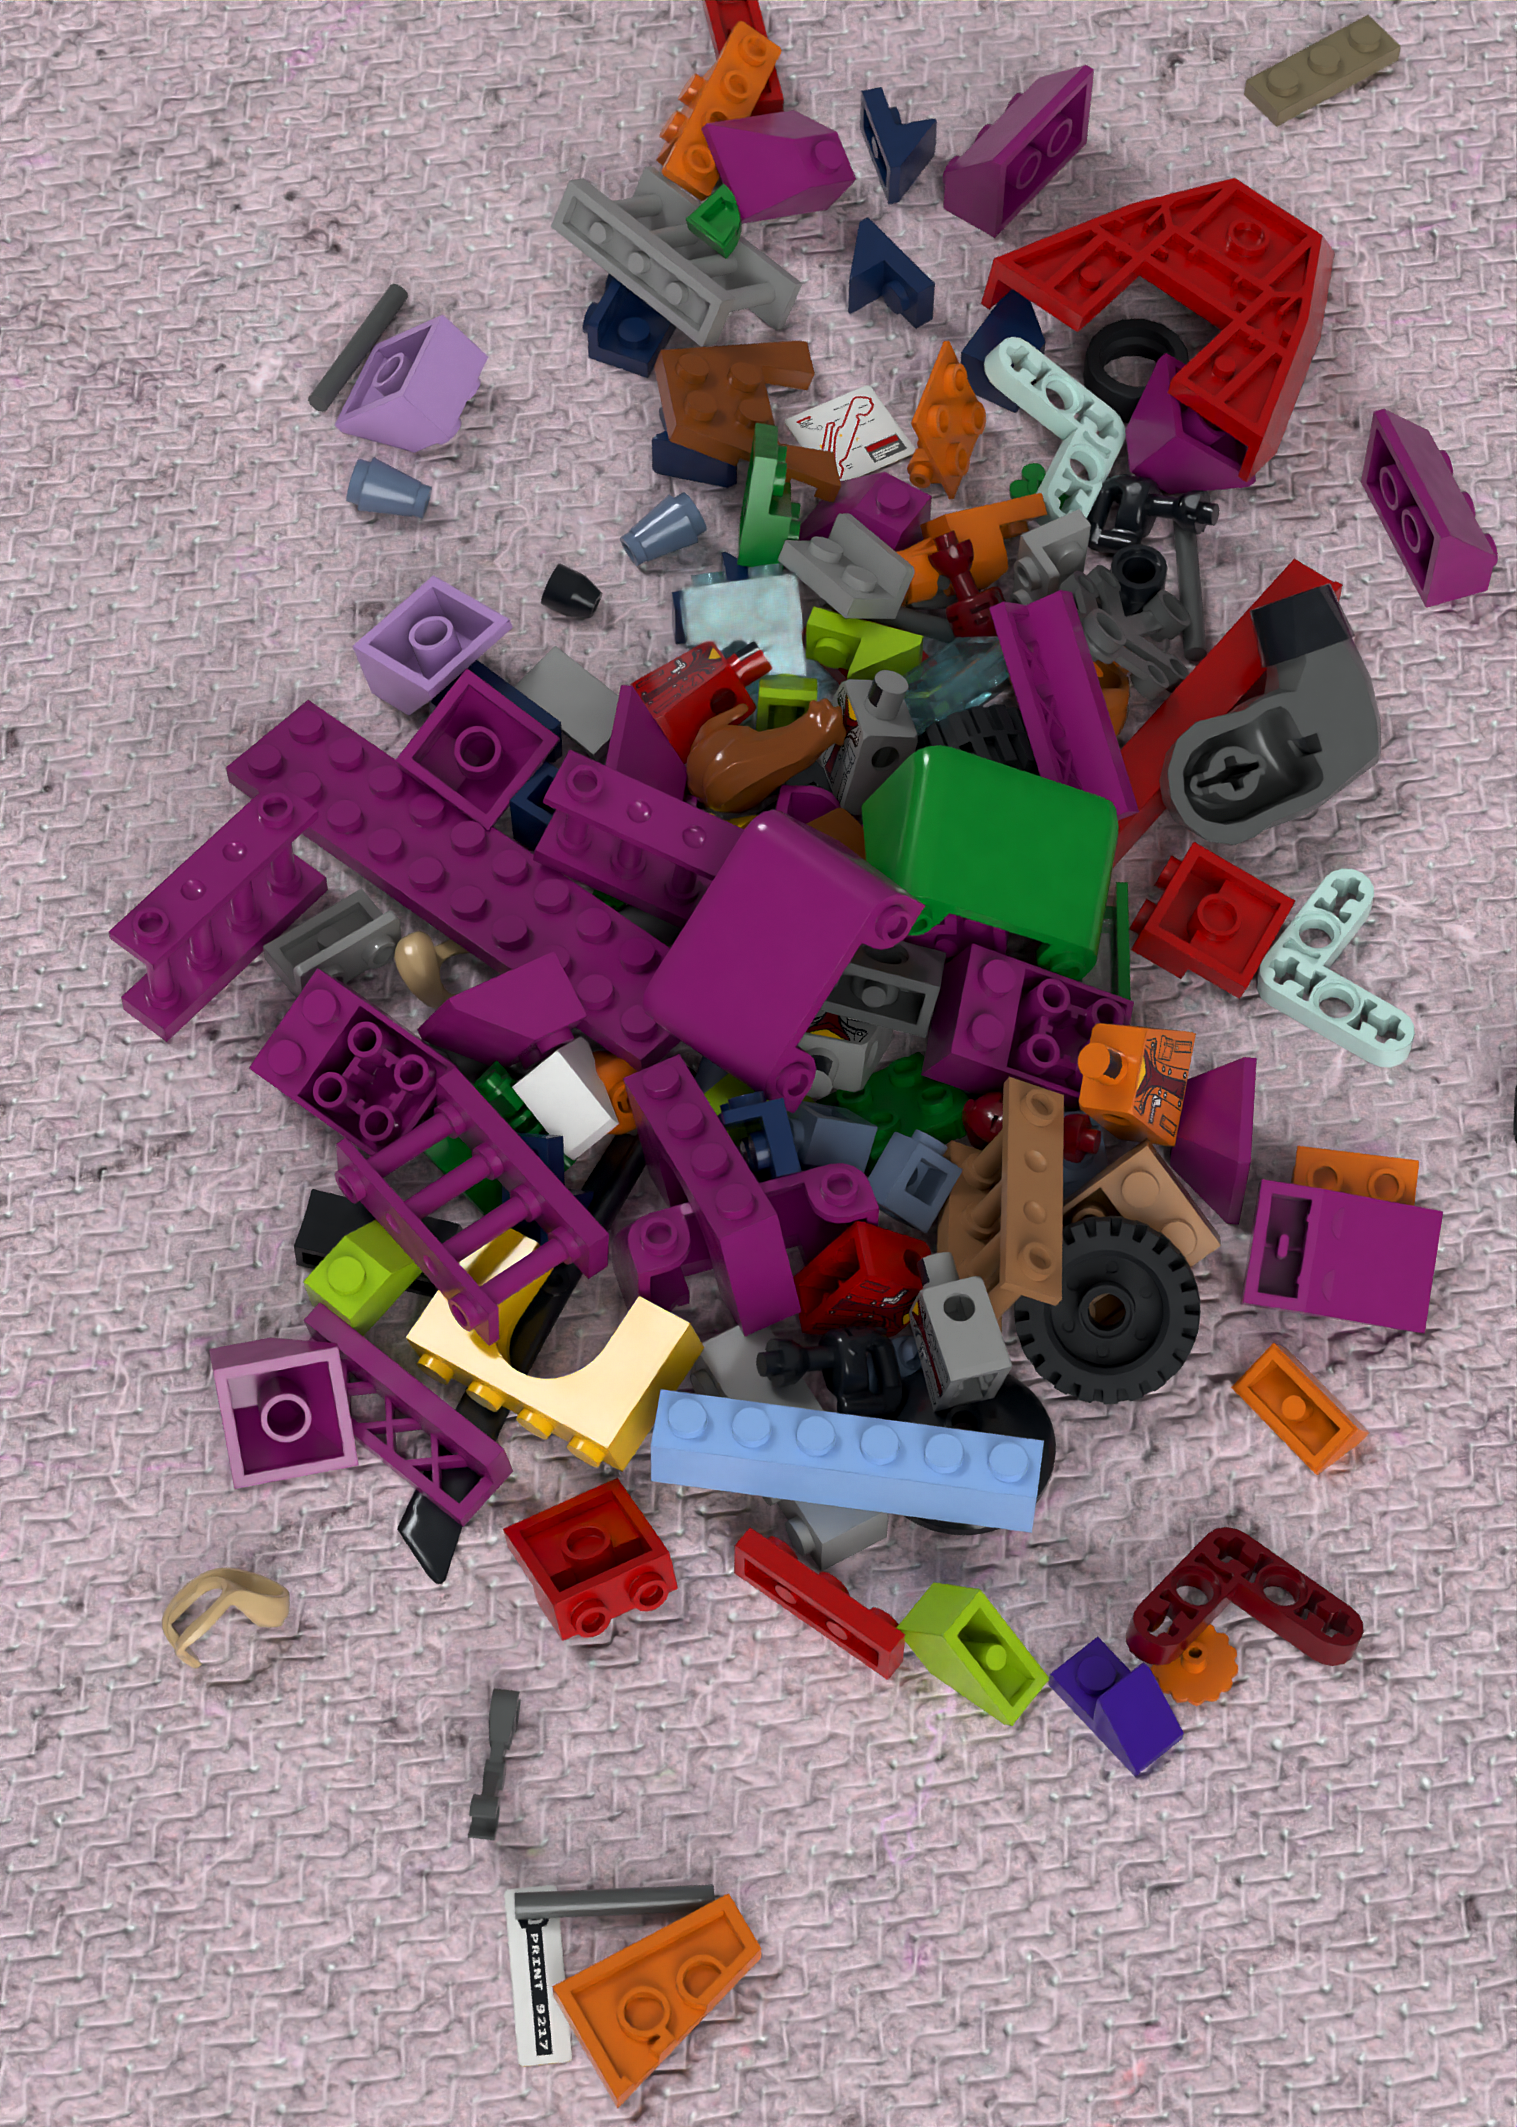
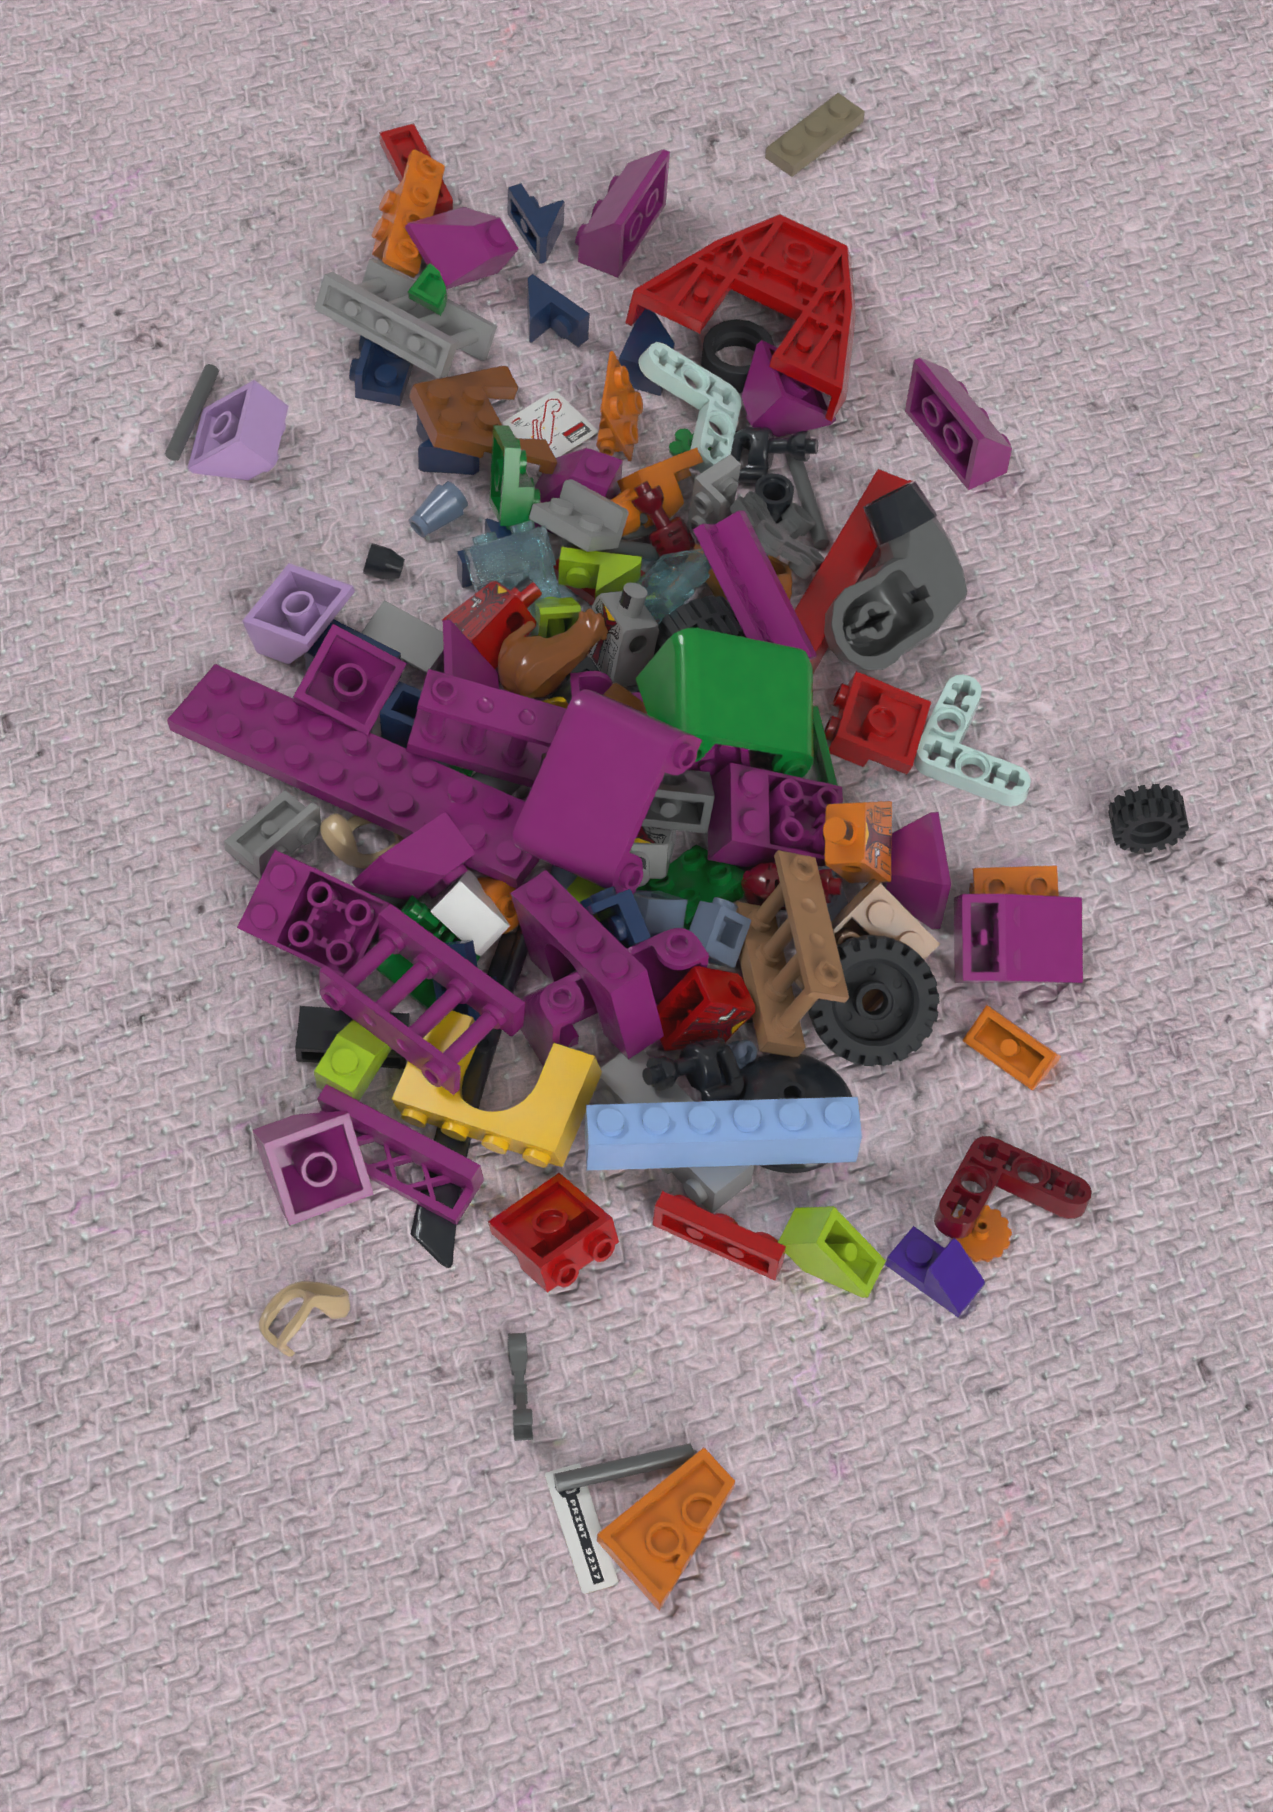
camera: 15 degrees left, 0 degrees up
(219, 910) = (190, 820): magenta fence -> none
(386, 490) = (237, 509): sand blue cone -> none
(956, 1335) = (779, 1034): light grey torso -> none

